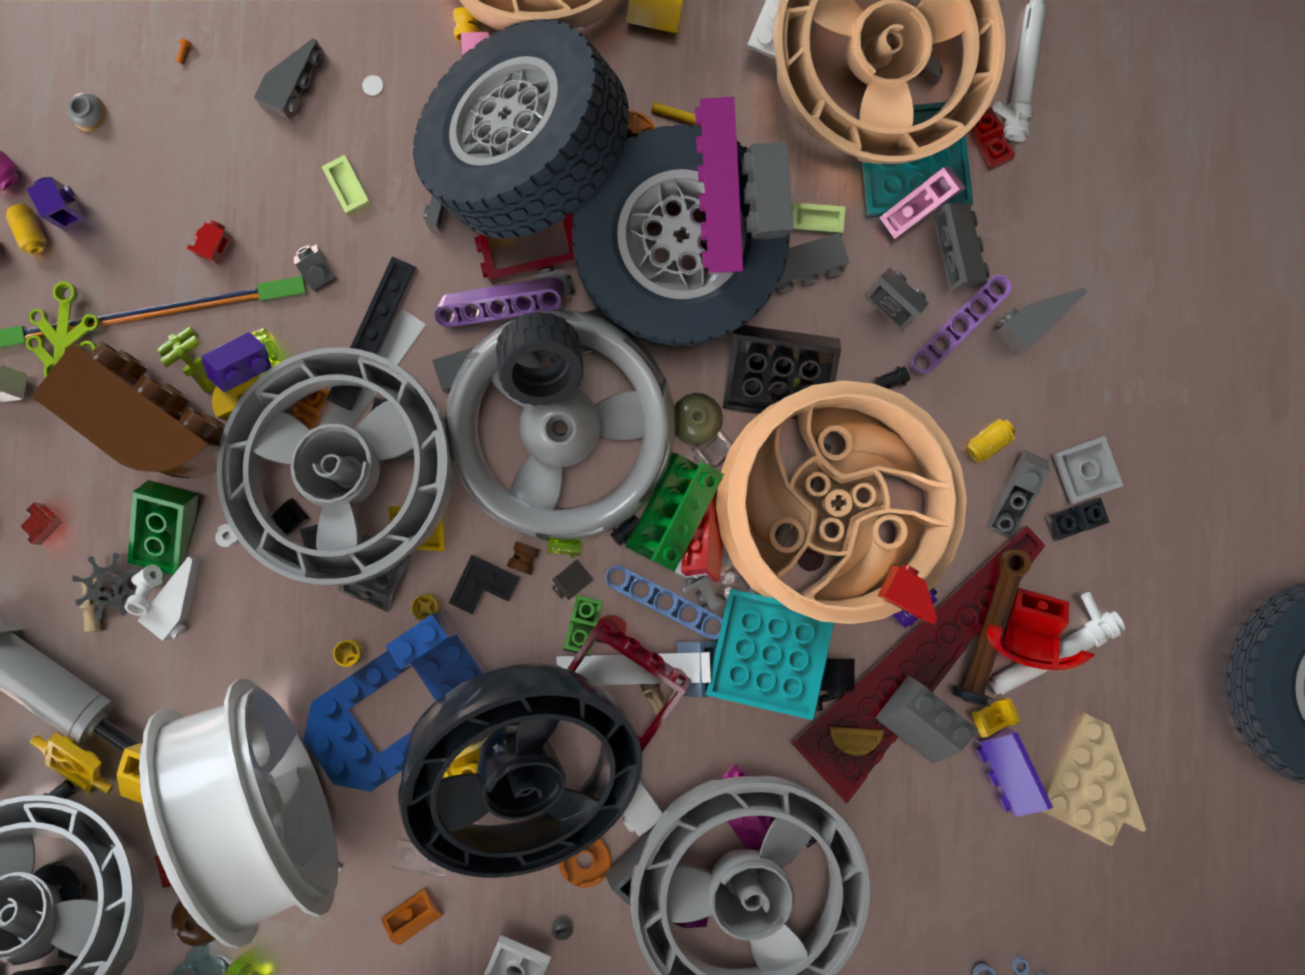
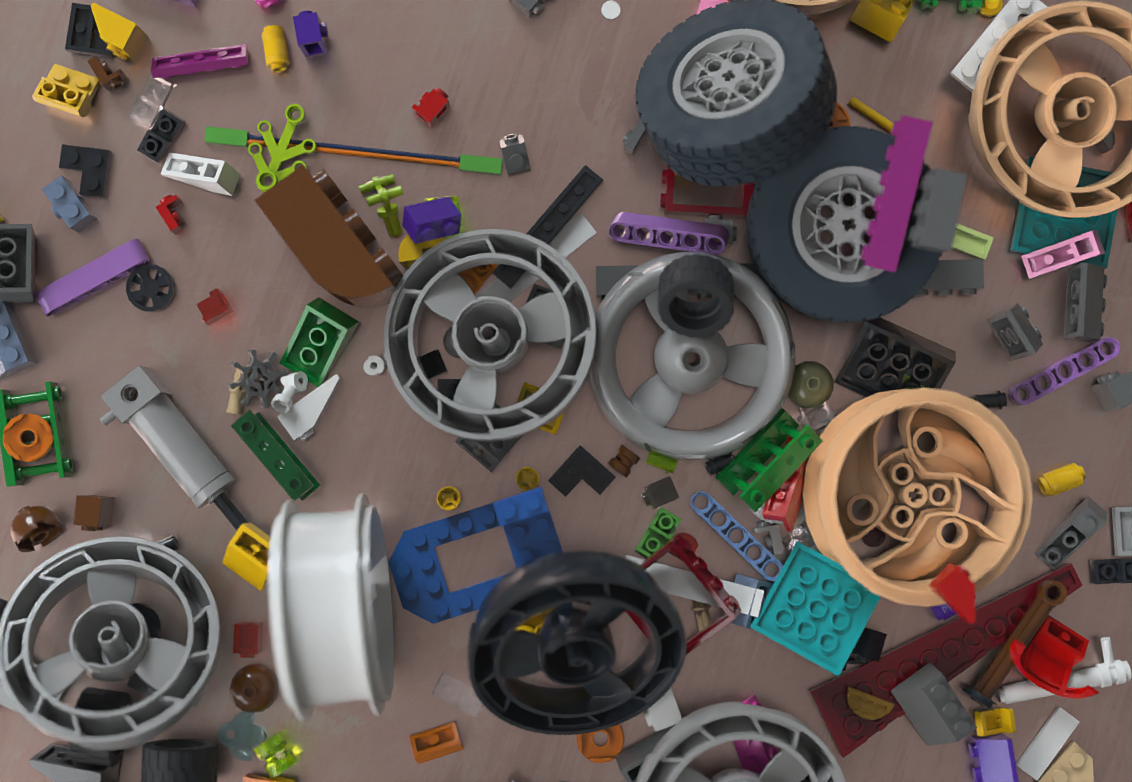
camera: 20 degrees right, 0 degrees up
(72, 762) = (186, 522): yellow plate -> none
(147, 663) = (276, 455): none -> dark green fence
(346, 184) = (563, 90): yellowish green tile -> none
(1058, 723) = (1047, 743): none -> white tile

